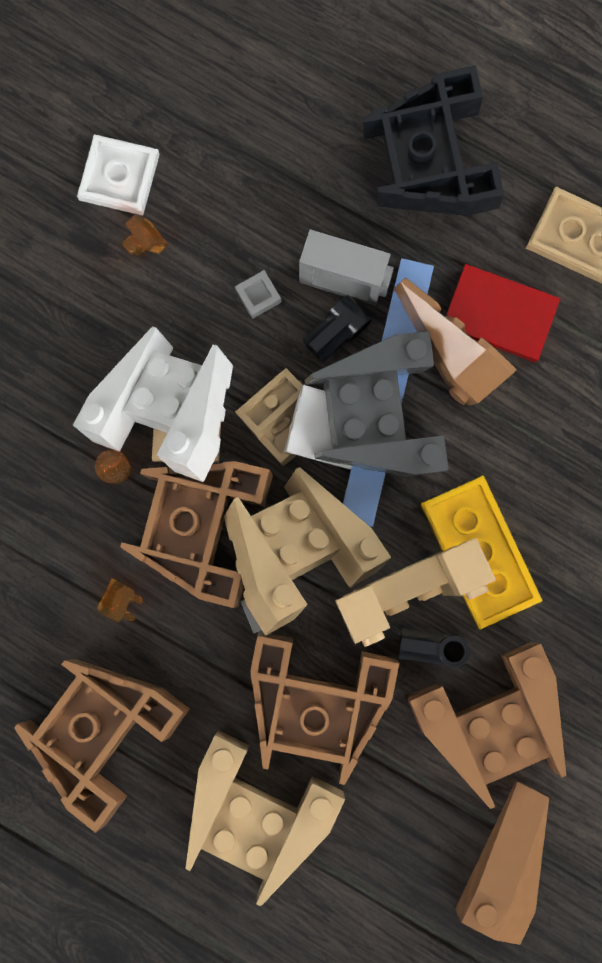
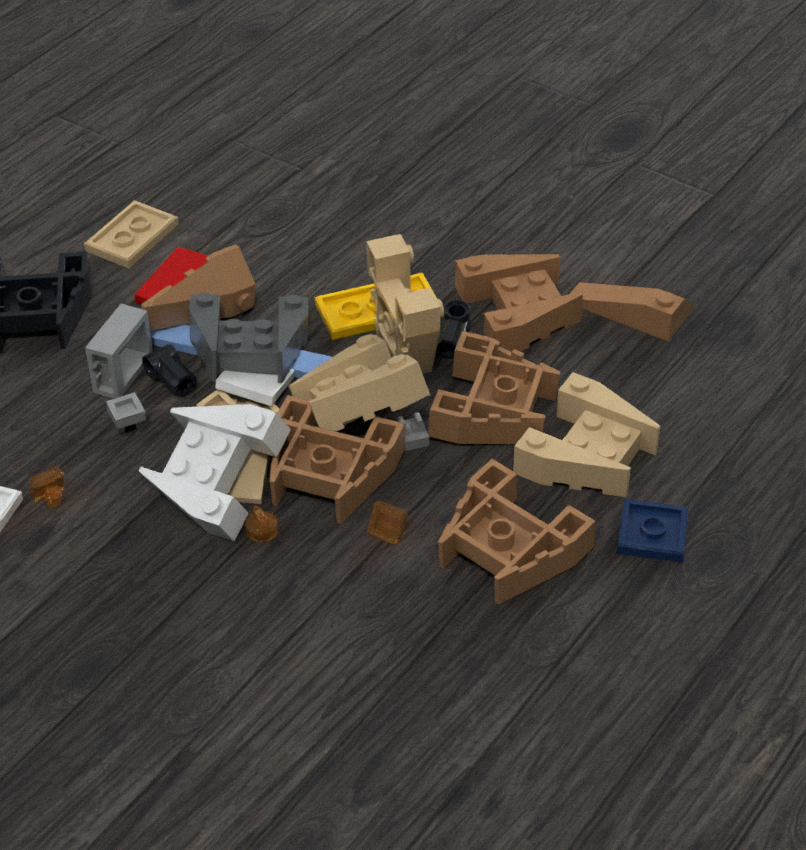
camera: 85 degrees left, 40 degrees down
(135, 889) = (653, 530): none -> dark blue tile

